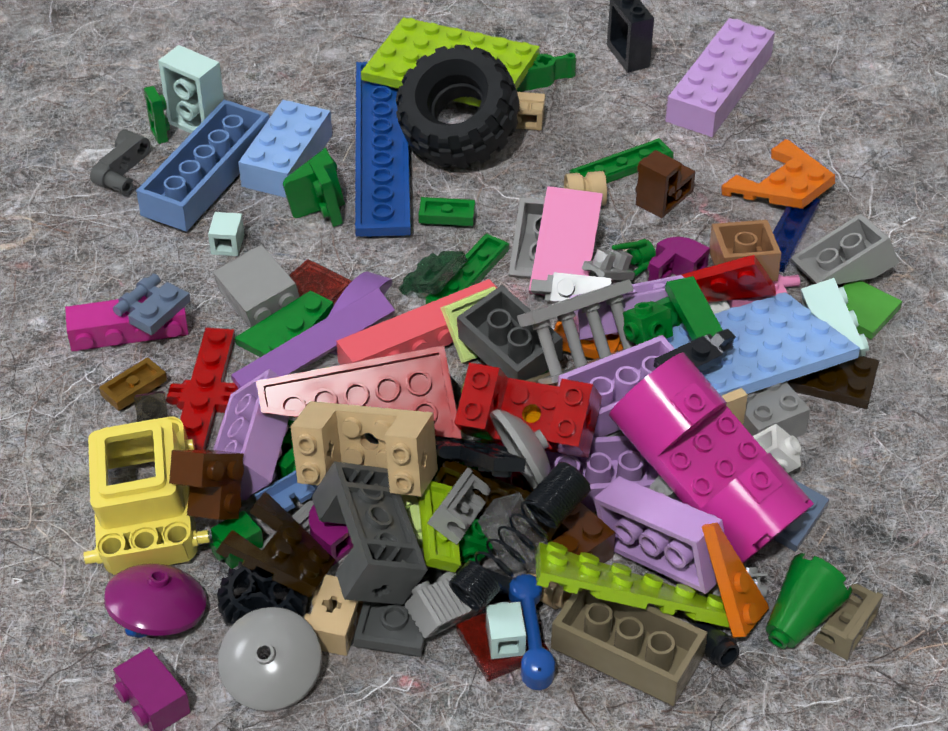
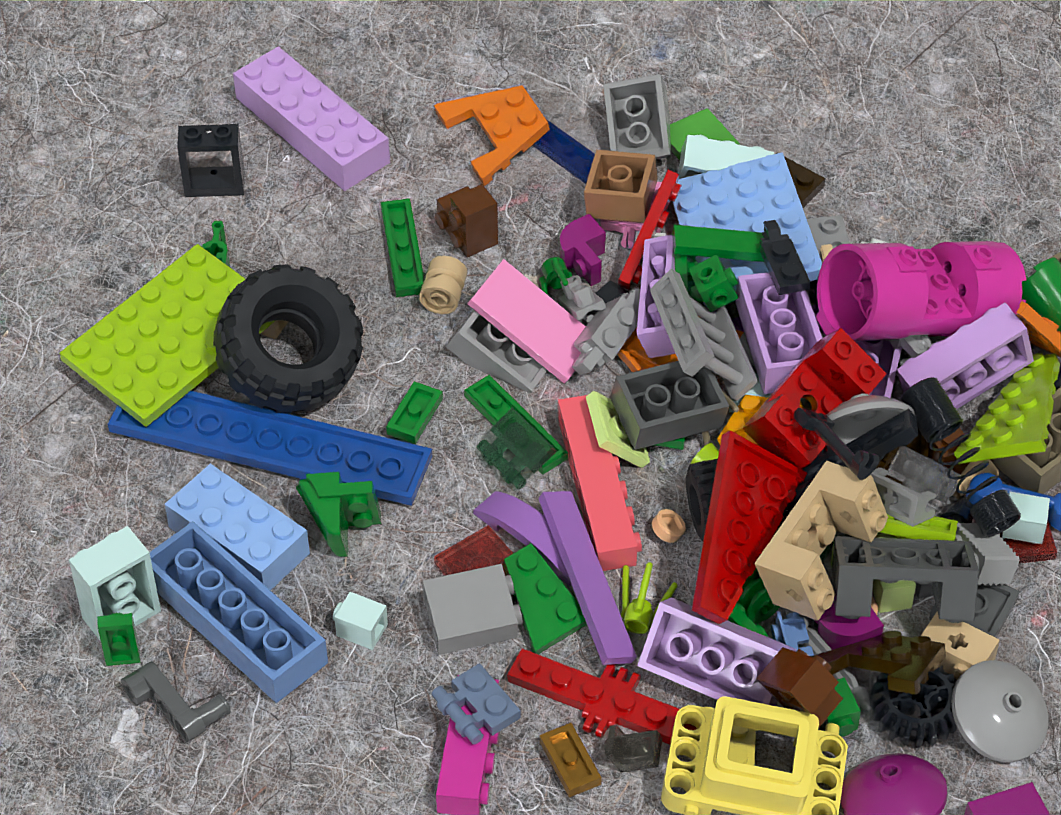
camera: 70 degrees left, 5 degrees up
(424, 423) = (861, 463): none -> black hinge

